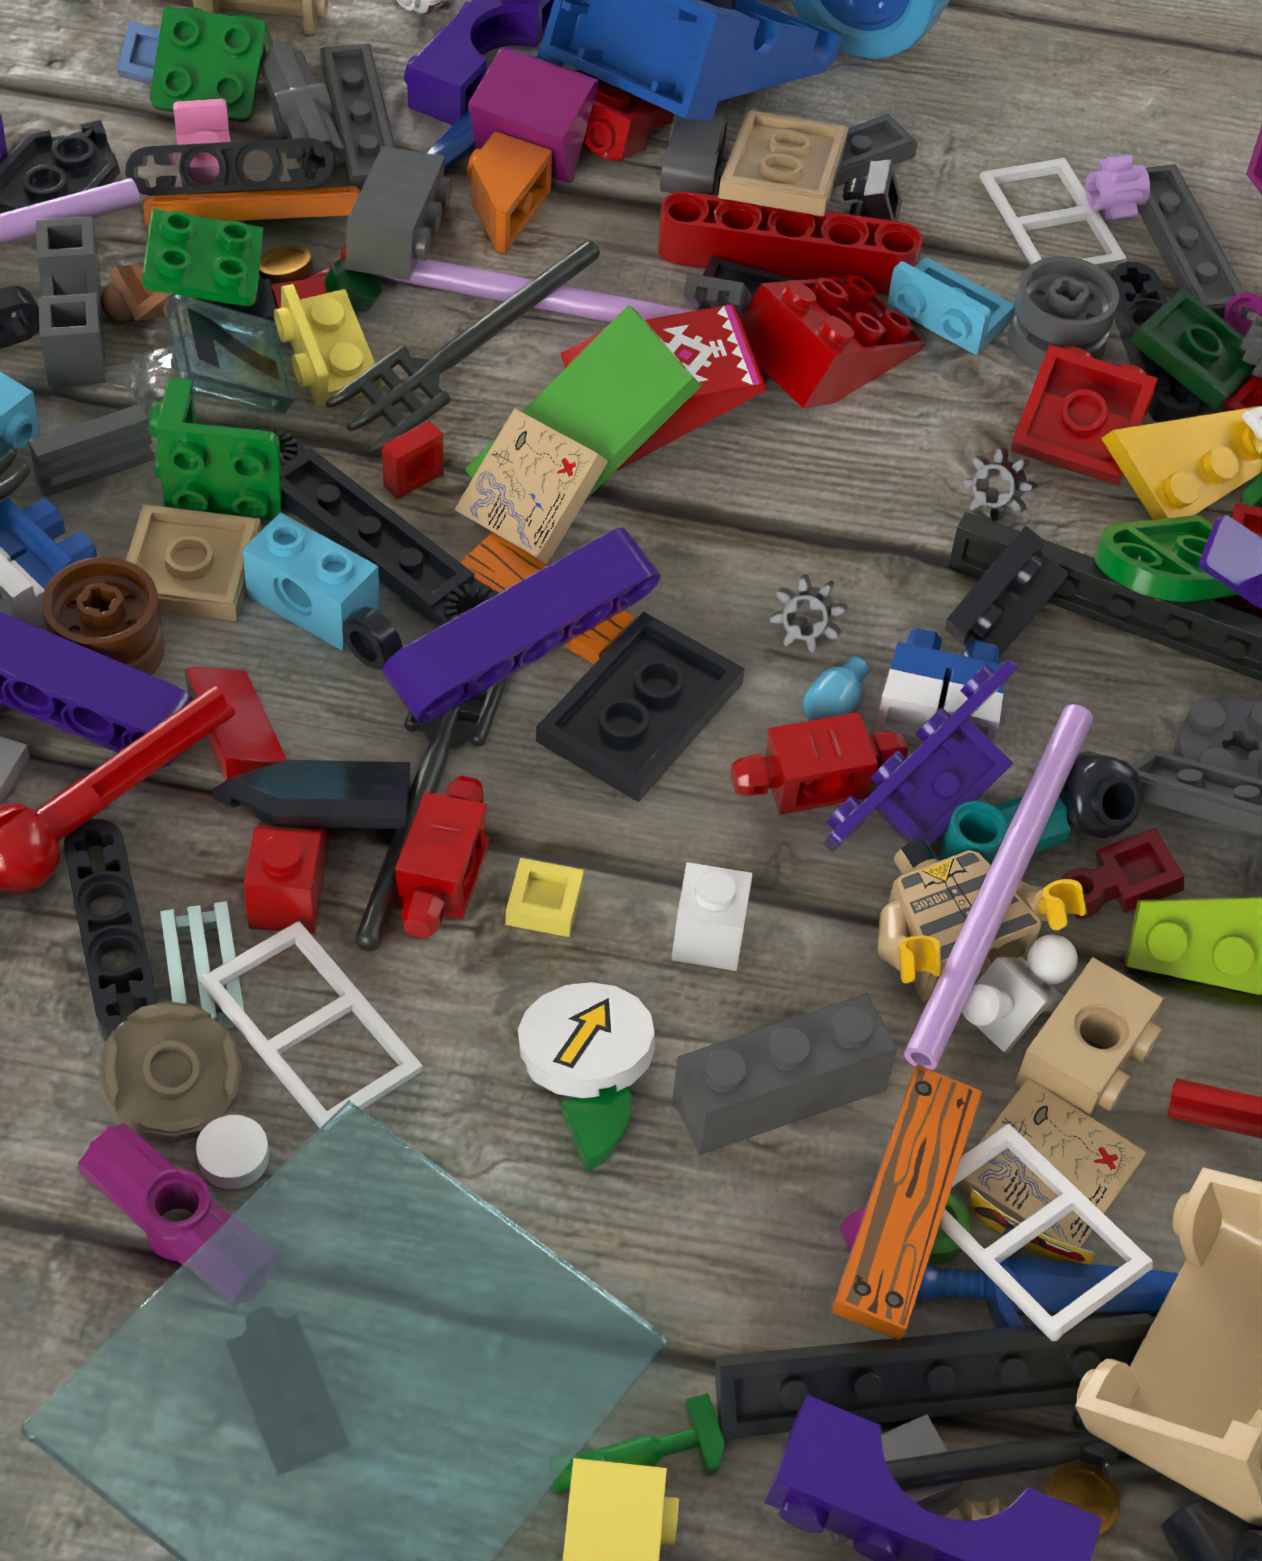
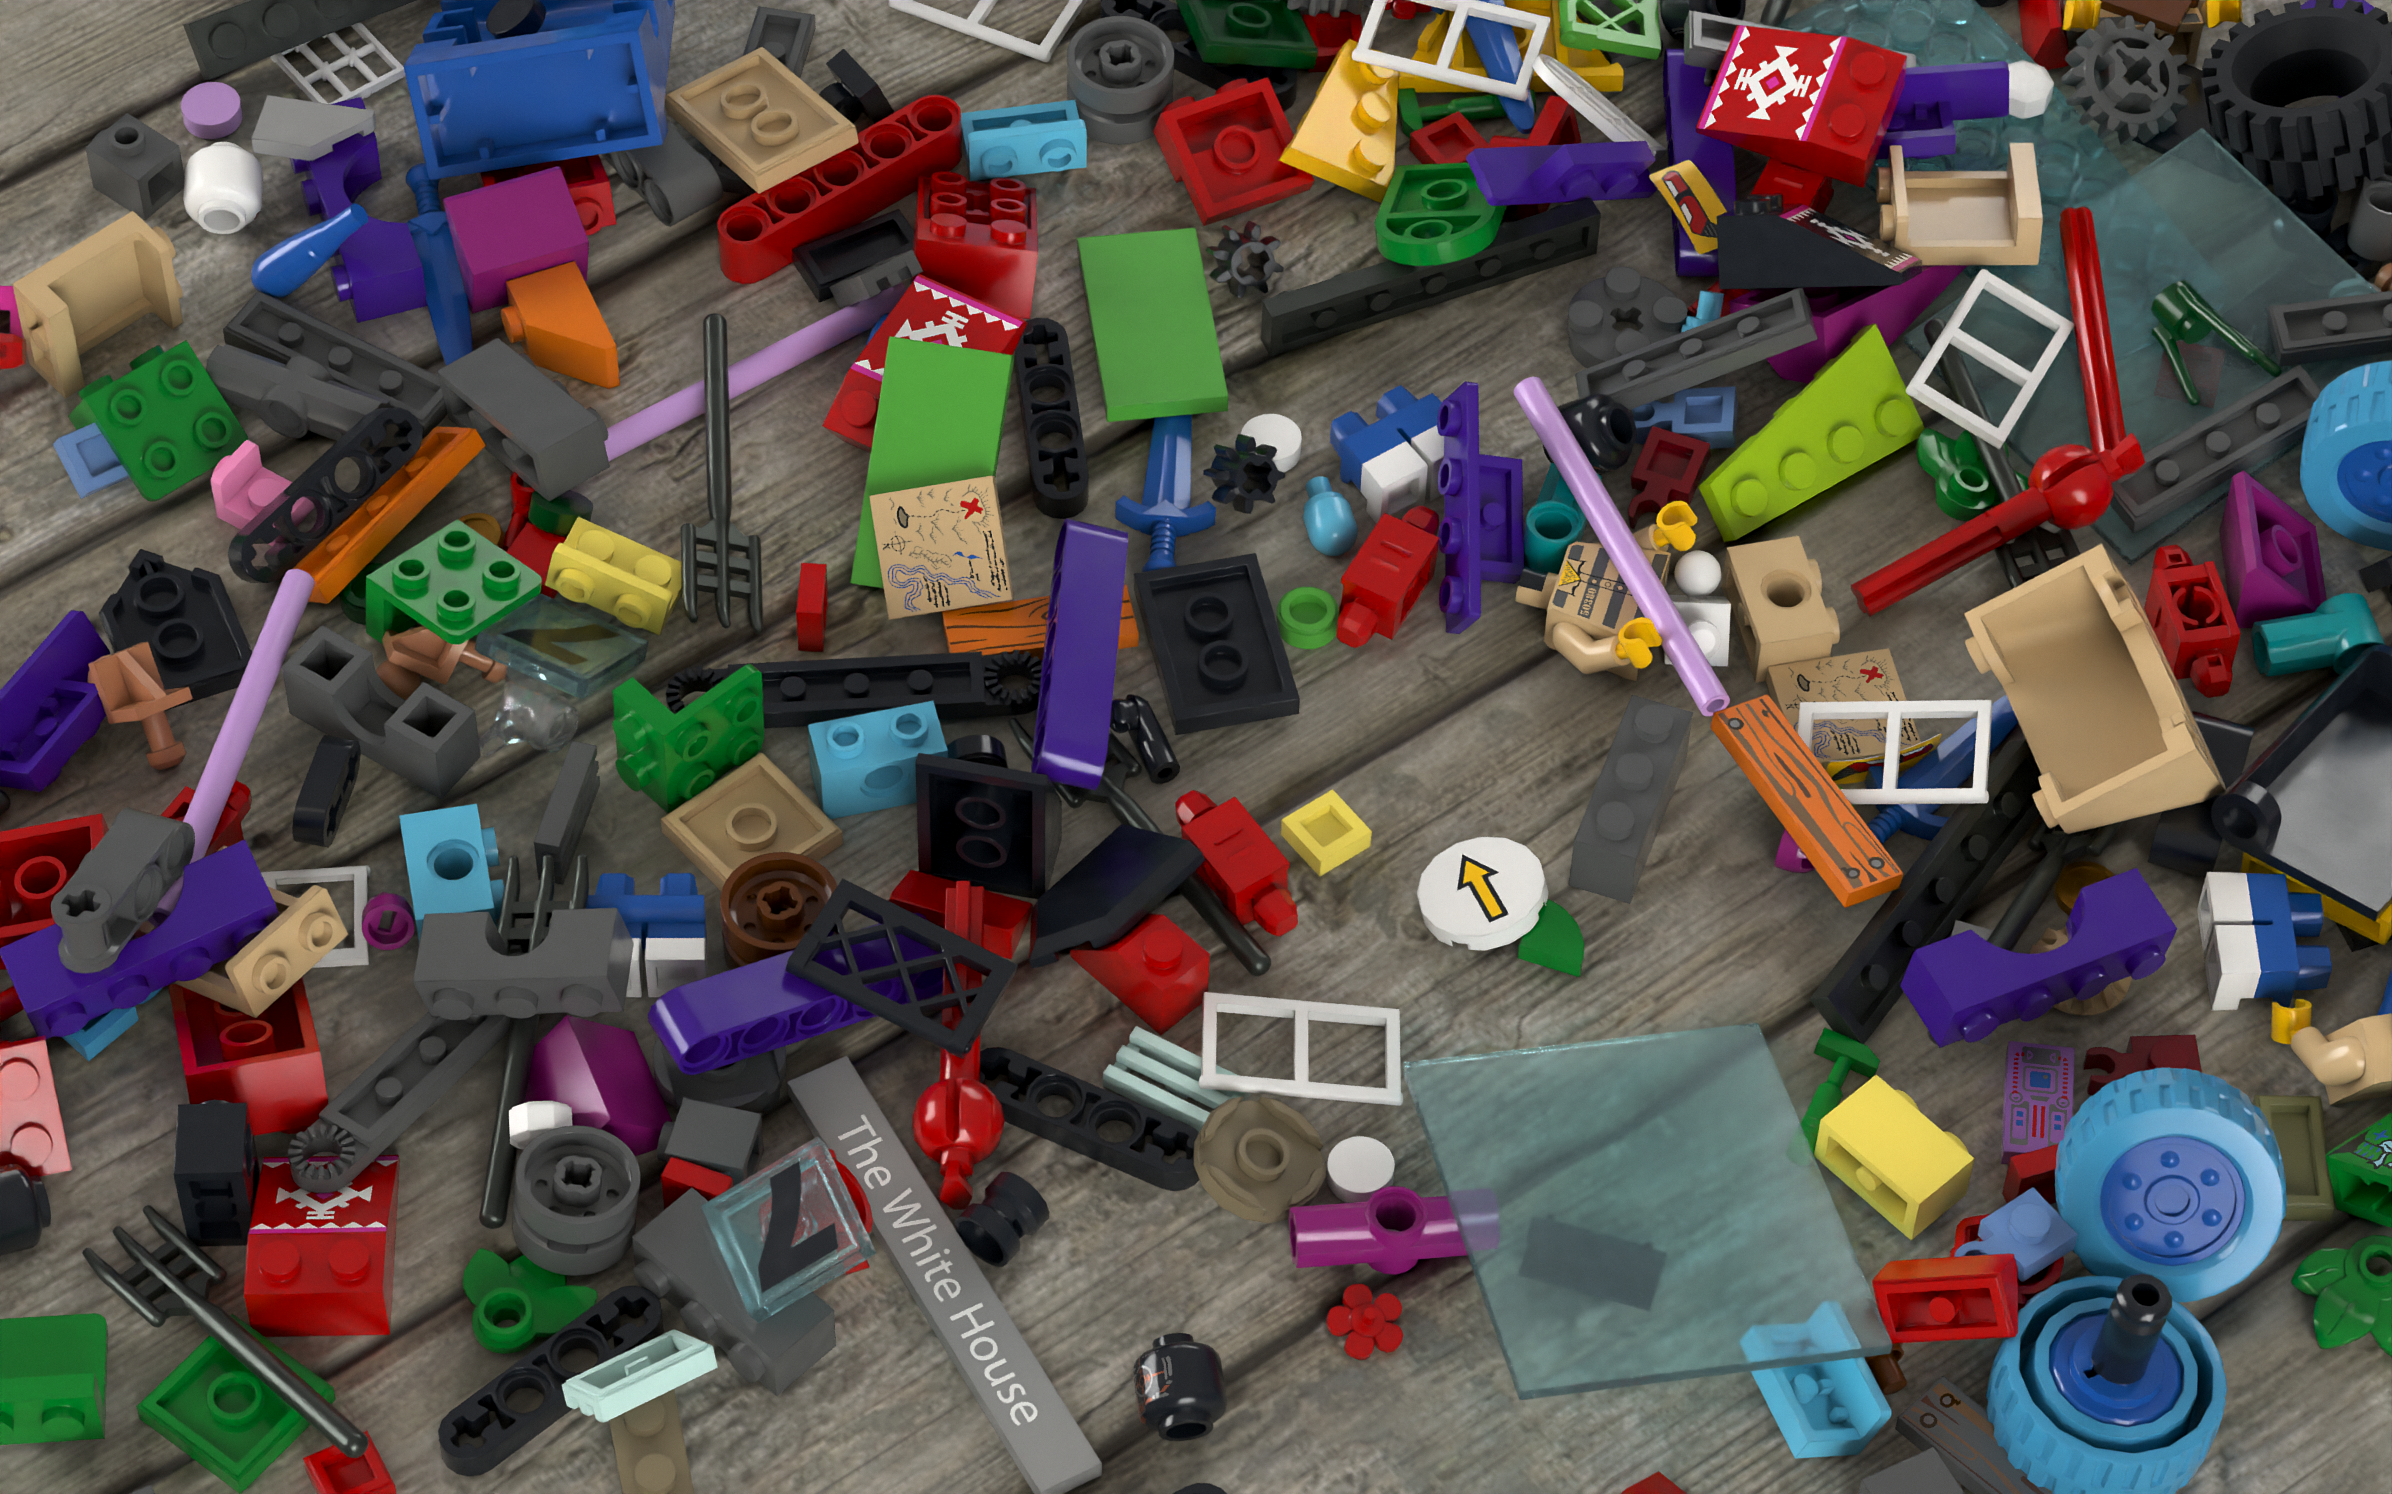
camera: 45 degrees left, 0 degrees up
(83, 1266) = (1366, 1322): none -> red plant
(109, 774) = (897, 921): none -> black window
(302, 672) = (987, 825): none -> black slope
(407, 34) = (300, 256): none -> blue piece
(515, 723) = (1151, 743): none -> black arm
(711, 916) = (1459, 741): white brick -> none
(730, 474) = (1051, 417): none -> black beam
(732, 739) = (1307, 617): none -> bright green tile
(739, 593) = (1167, 493): none -> blue sword
(868, 616) = (1277, 432): none -> white tile
(881, 477) = (1152, 325): none -> bright green tile
(1007, 594) = (1363, 340): black bracket -> none
(1206, 855) = (1695, 413): none -> medium blue plate

